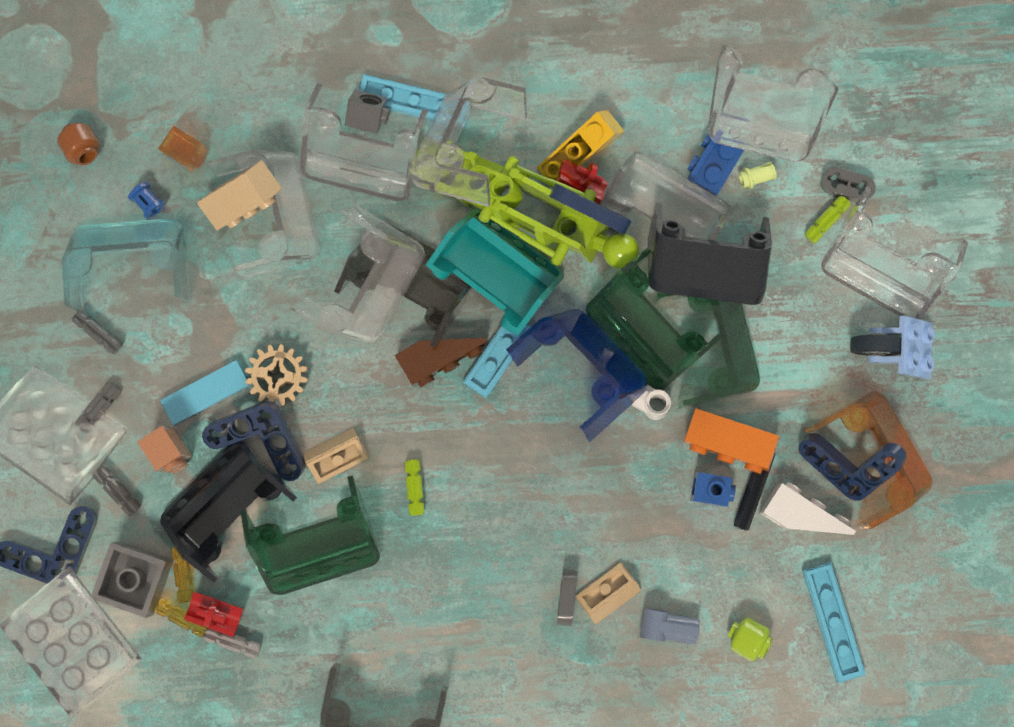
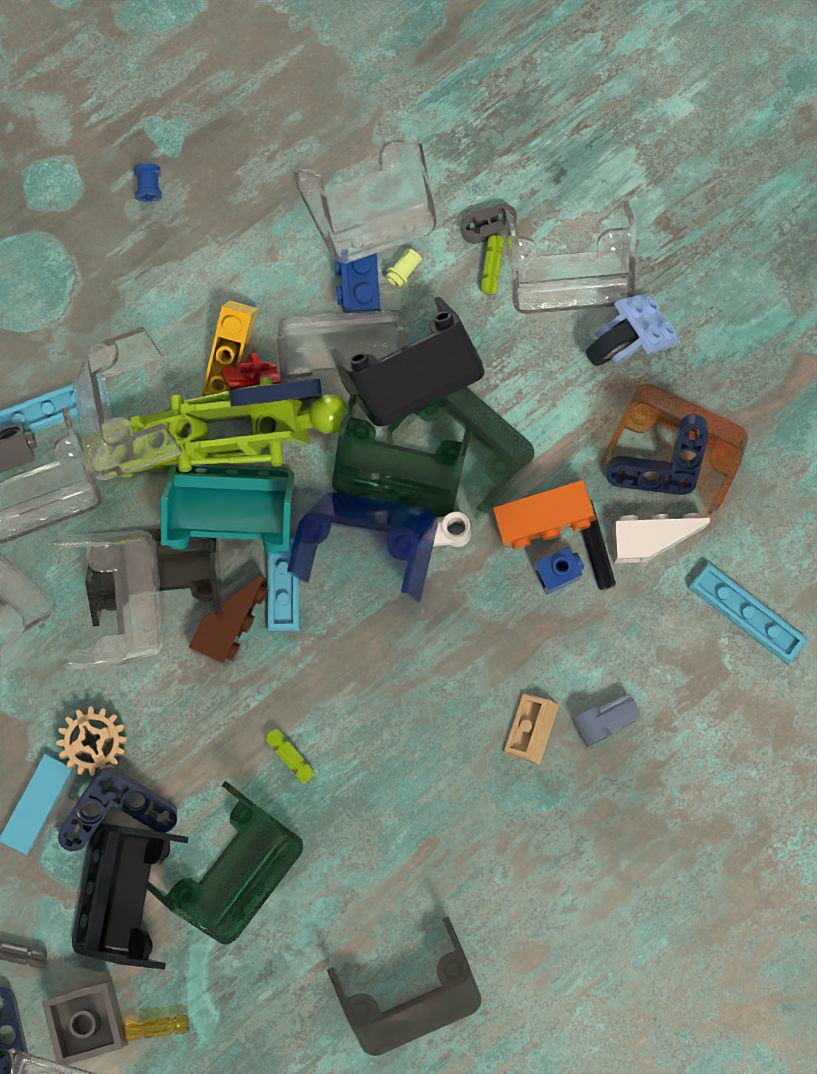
camera: 35 degrees left, 5 degrees down
(165, 450) = (35, 881): nougat brick -> none
(182, 577) = (130, 987): clear yellow axle -> none
(214, 614) = (184, 1001): red hips -> none
(237, 643) = (219, 1016): light grey axle -> none
(335, 455) = (197, 778): tan slope -> none
(567, 598) = (497, 758): dark grey beam -> none
(750, 639) = (685, 679): lime head -> none

